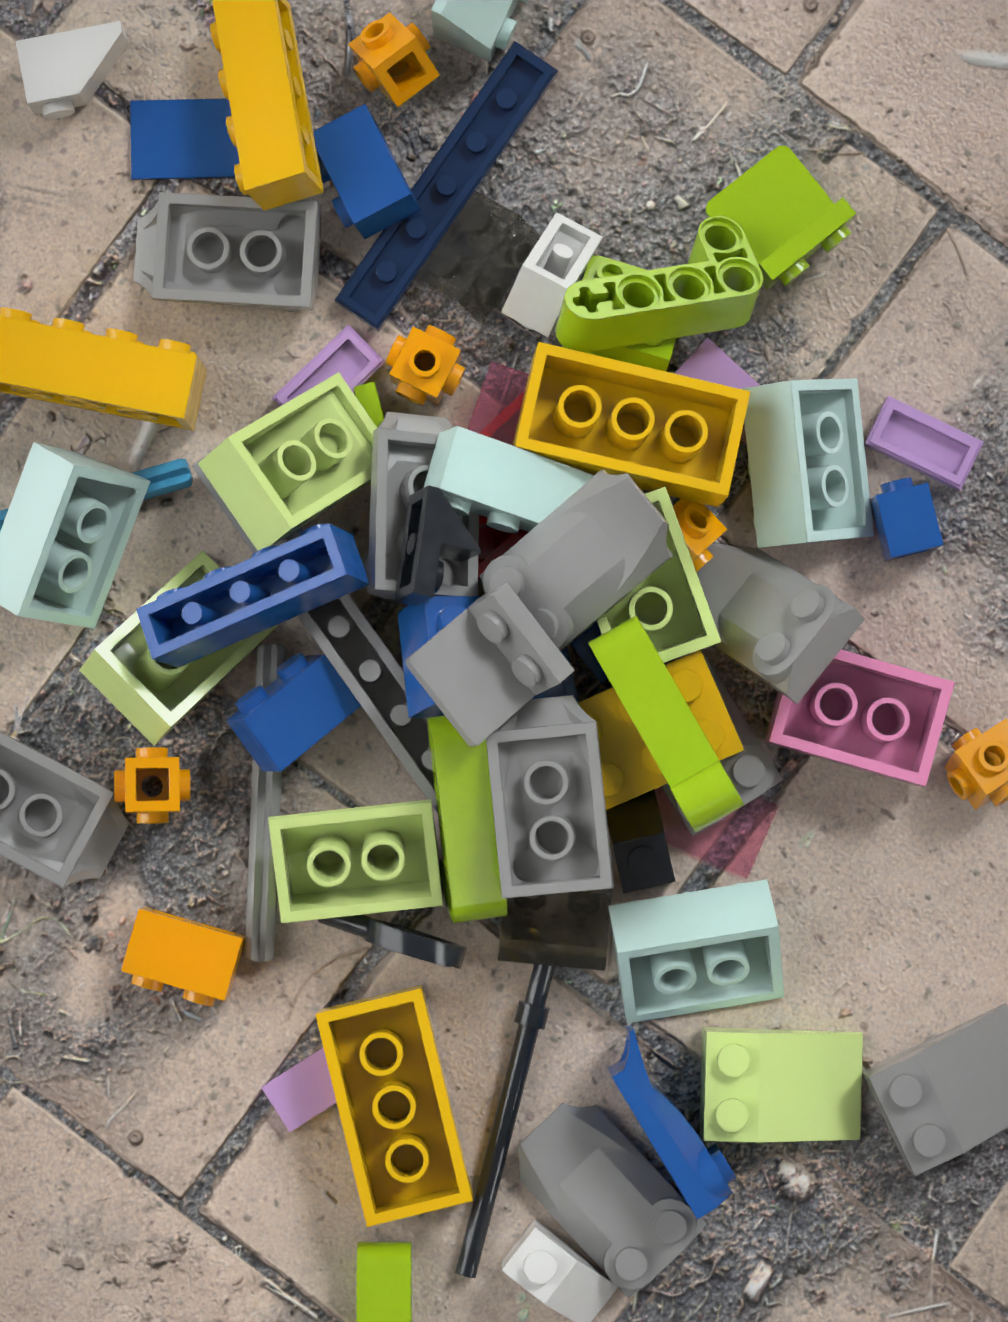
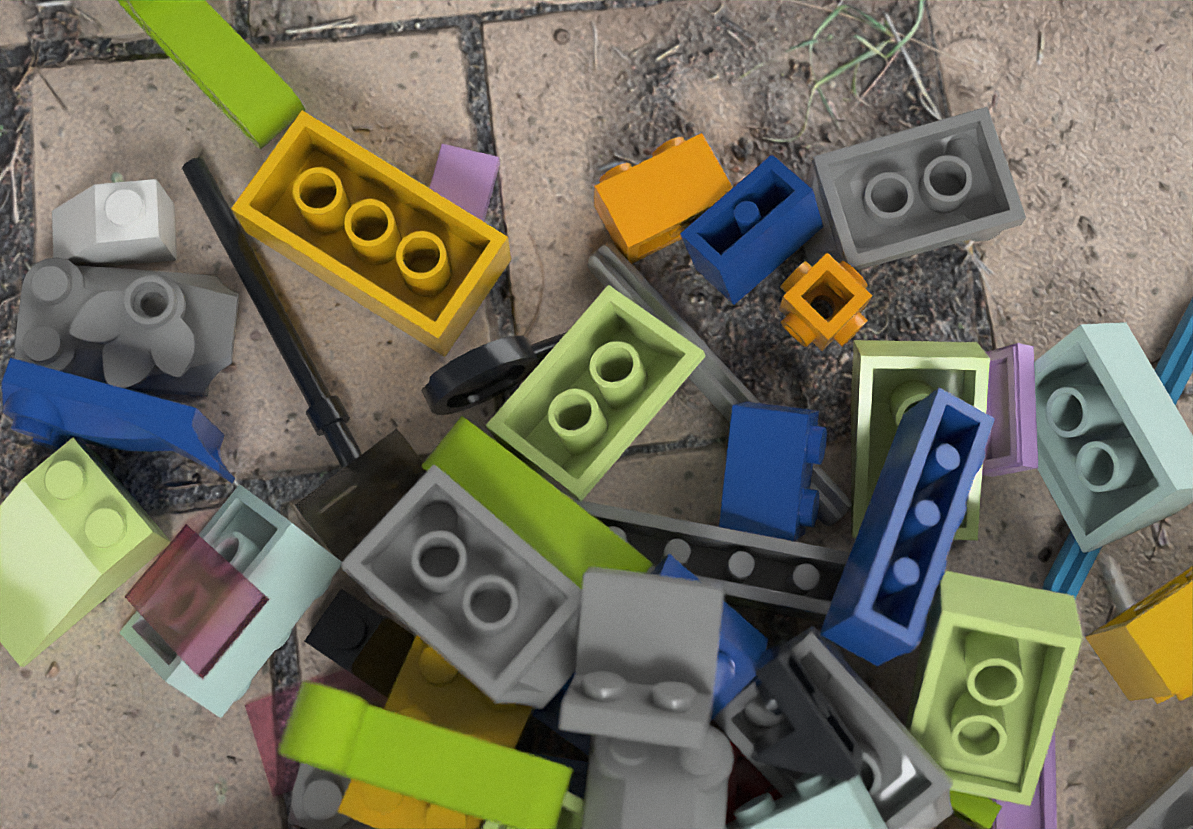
camera: 140 degrees right, 10 degrees down
(104, 609) = (1013, 405): none -> lavender tile
(149, 876) = (753, 229): none -> blue brick
(610, 1174) = (135, 340): none -> light grey plate
(717, 964) = (196, 600): none -> clear pink piece

